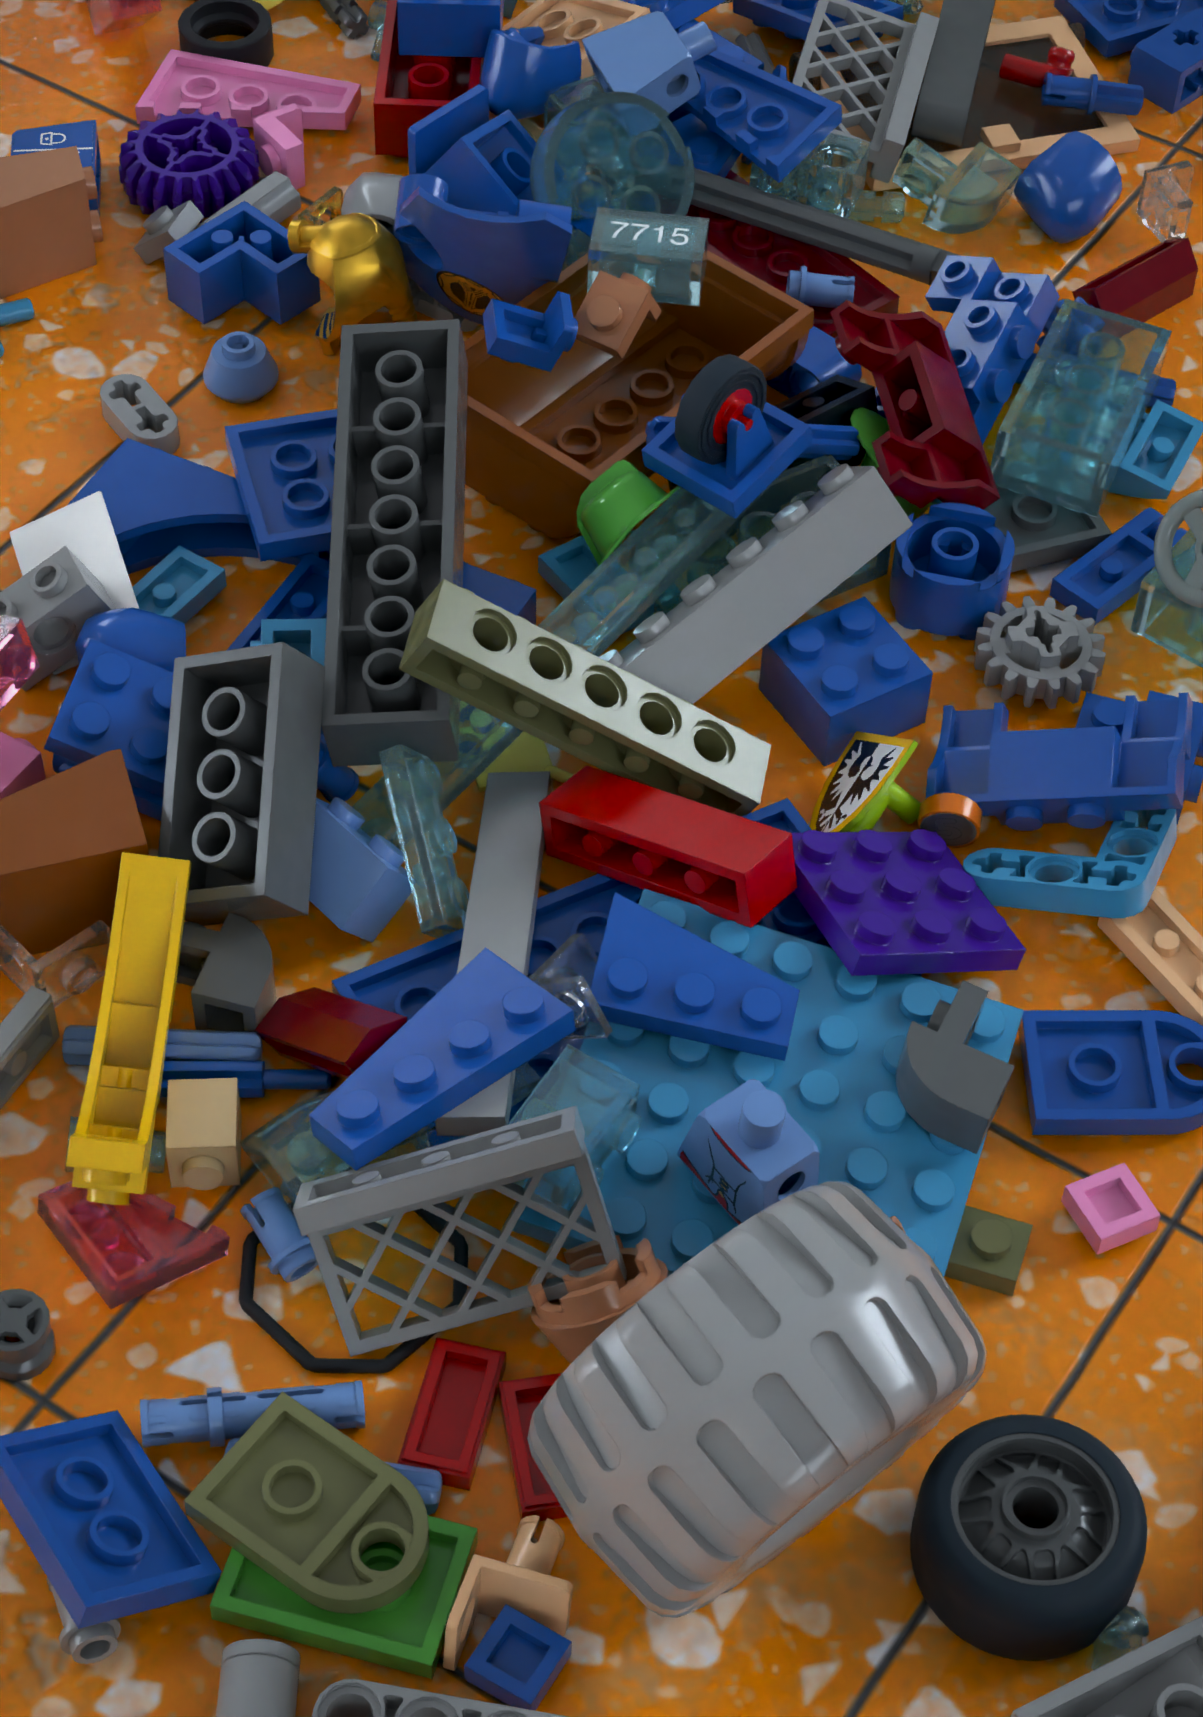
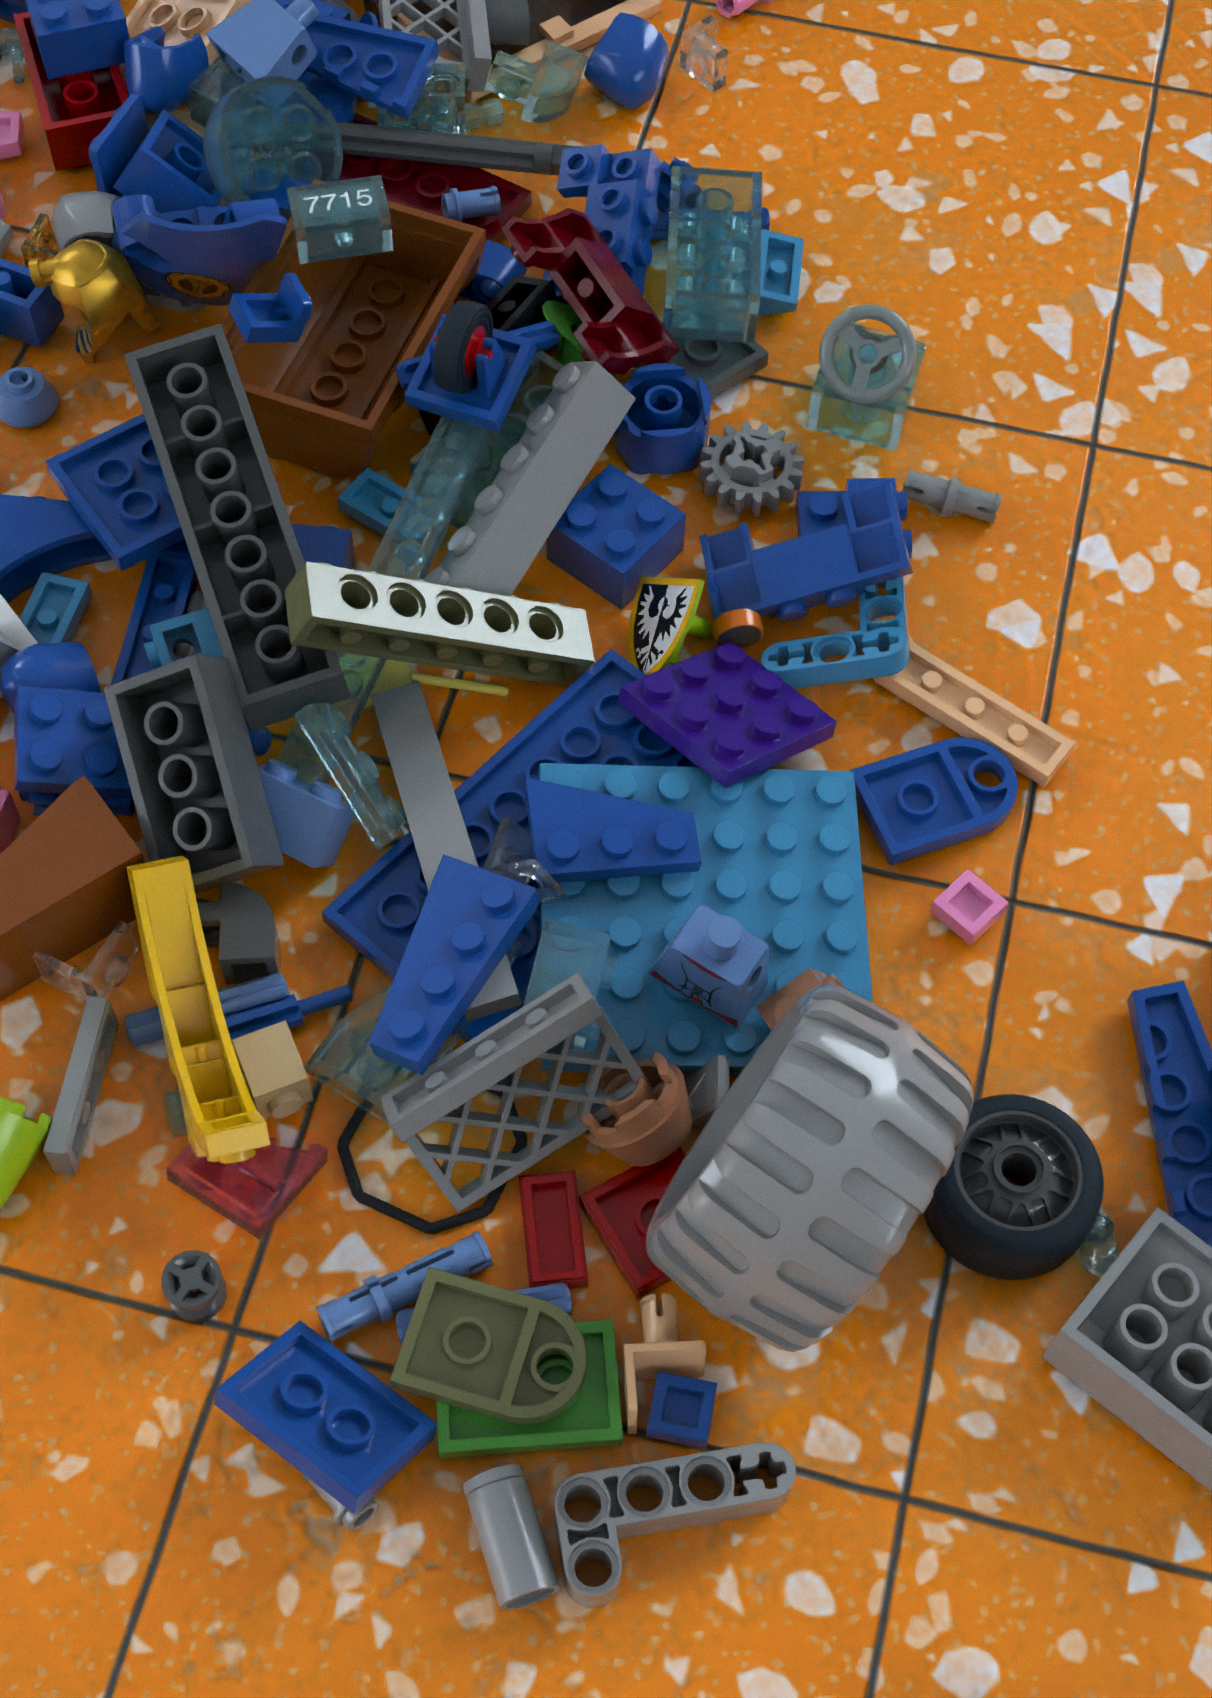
camera: 20 degrees left, 10 degrees up
(280, 1235) = (367, 1134): medium blue pin -> none
(327, 1030) = (344, 957): dark red piece -> none
(615, 312) = (333, 276): nougat bracket -> none
(615, 505) = (396, 449): bright green piece -> none
(669, 845) = (543, 720): red brick -> none
(945, 1081) = (826, 852): dark grey brick -> none
(988, 1250) = (895, 967): olive plate -> none
(1112, 569) = (782, 378): blue plate -> none
(1145, 283) = (712, 129): dark red piece -> none

